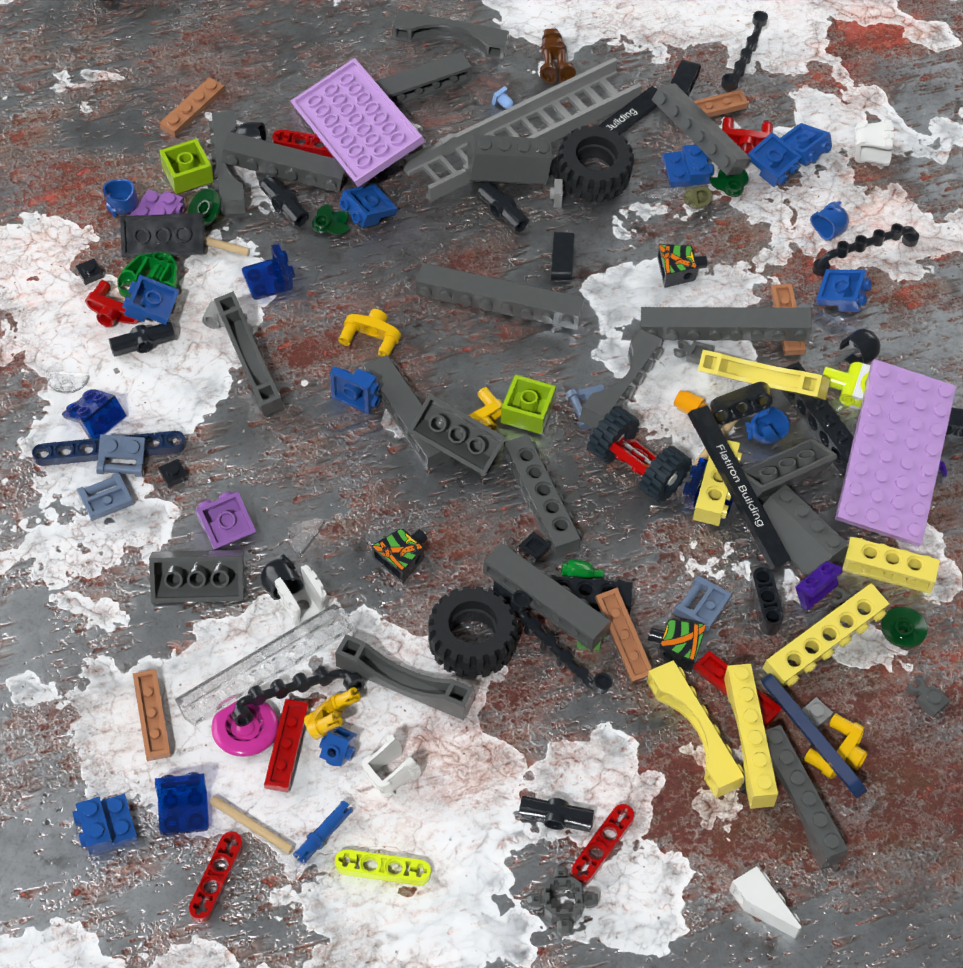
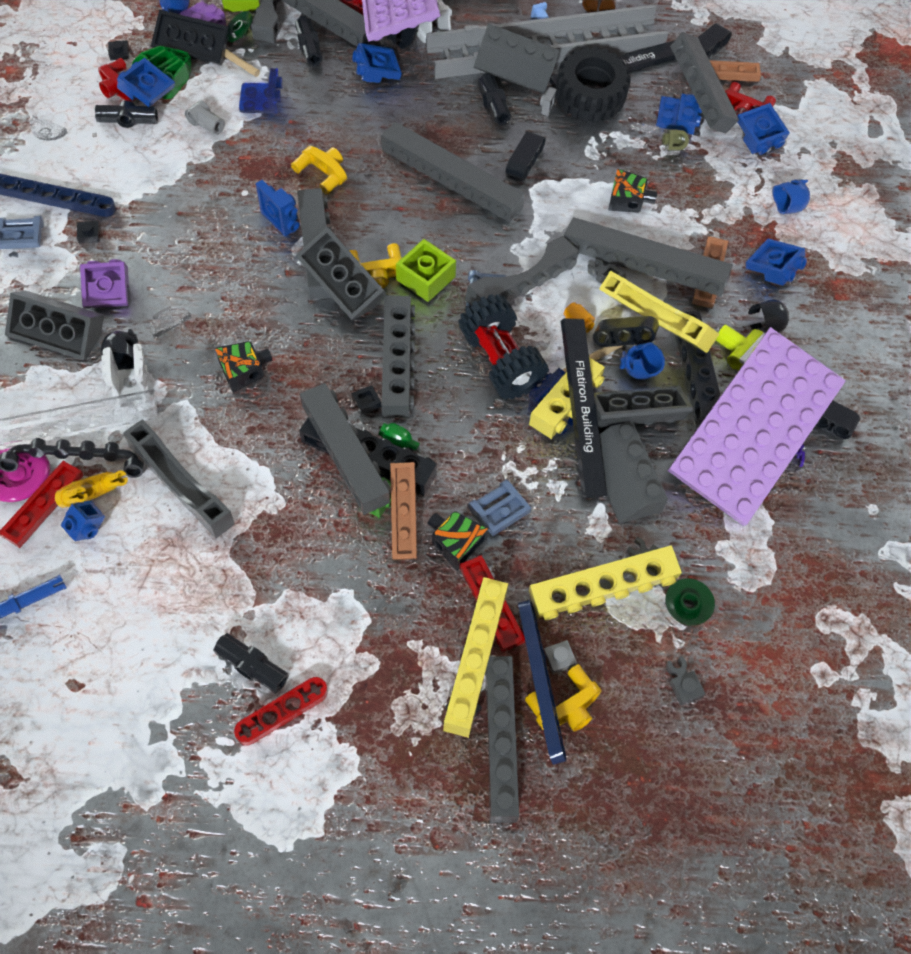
camera: 20 degrees right, 5 degrees up
(95, 412) = (52, 162): clear blue bracket -> none
(121, 448) = (52, 195): sand blue plate -> none
(248, 354) = (201, 176): dark grey arch -> none
(330, 221) = (339, 68): dark green plate -> none
(383, 863) = (61, 654): neon yellow beam -> none
(387, 753) = (117, 545): white piece -> none
(472, 606) = (255, 433): black tyre -> none
(564, 917) = (191, 748): dark grey piece -> none
(601, 681) = (355, 547): black bar -> none
(671, 688) = (433, 677): light yellow arch -> none
(731, 80) = (754, 54): black bar -> none
(731, 184) = (713, 140): dark green plate -> none
(759, 899) = (406, 832): white slope -> none
(766, 610) = (559, 536): black beam -> none
(808, 142) = (802, 124): blue plate -> none
(818, 584) = (620, 528): dark purple bracket -> none
(874, 142) = (865, 140): white piece -> none
(898, 573) = (707, 545): light yellow brick -> none
(909, 238) = (863, 235): black bar -> none

